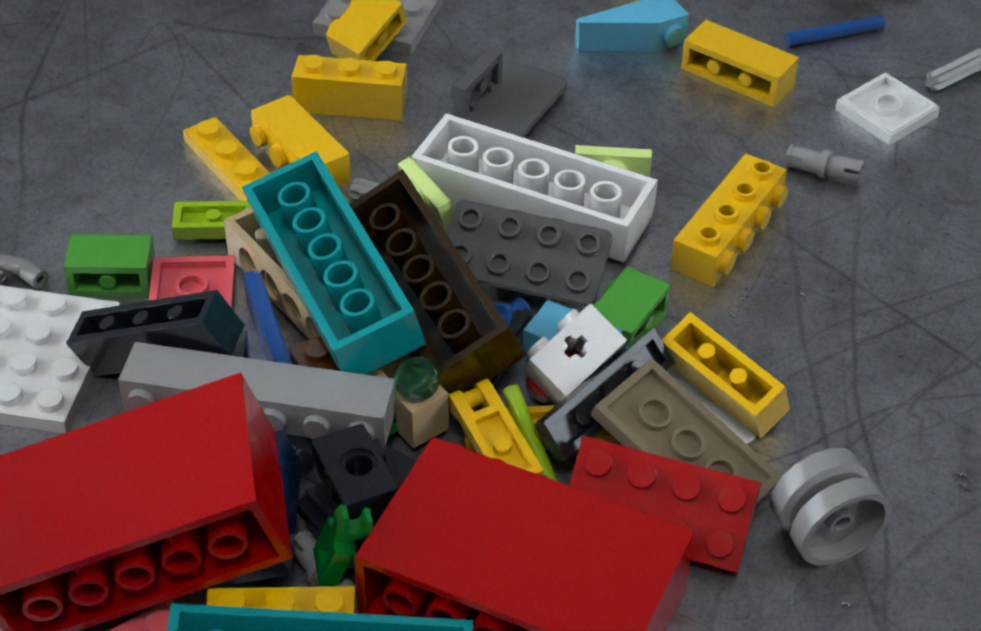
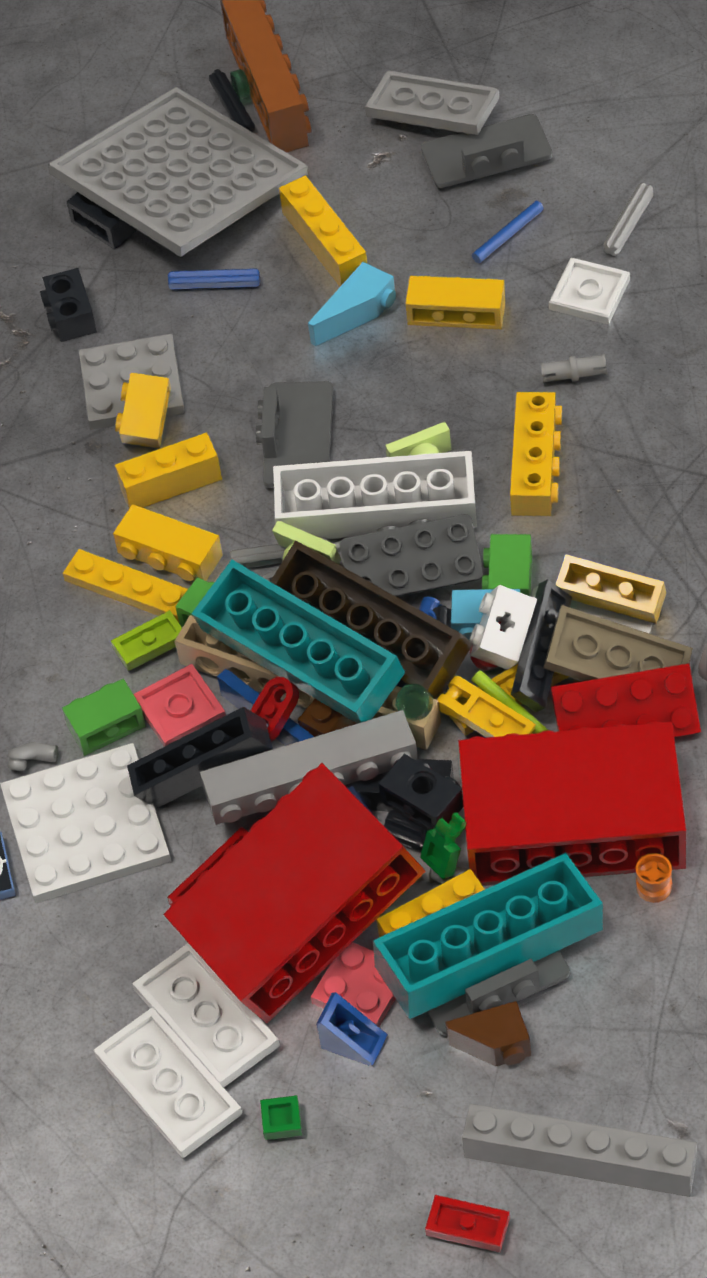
camera: 20 degrees left, 10 degrees up
(268, 320) = (271, 708): none -> red plate

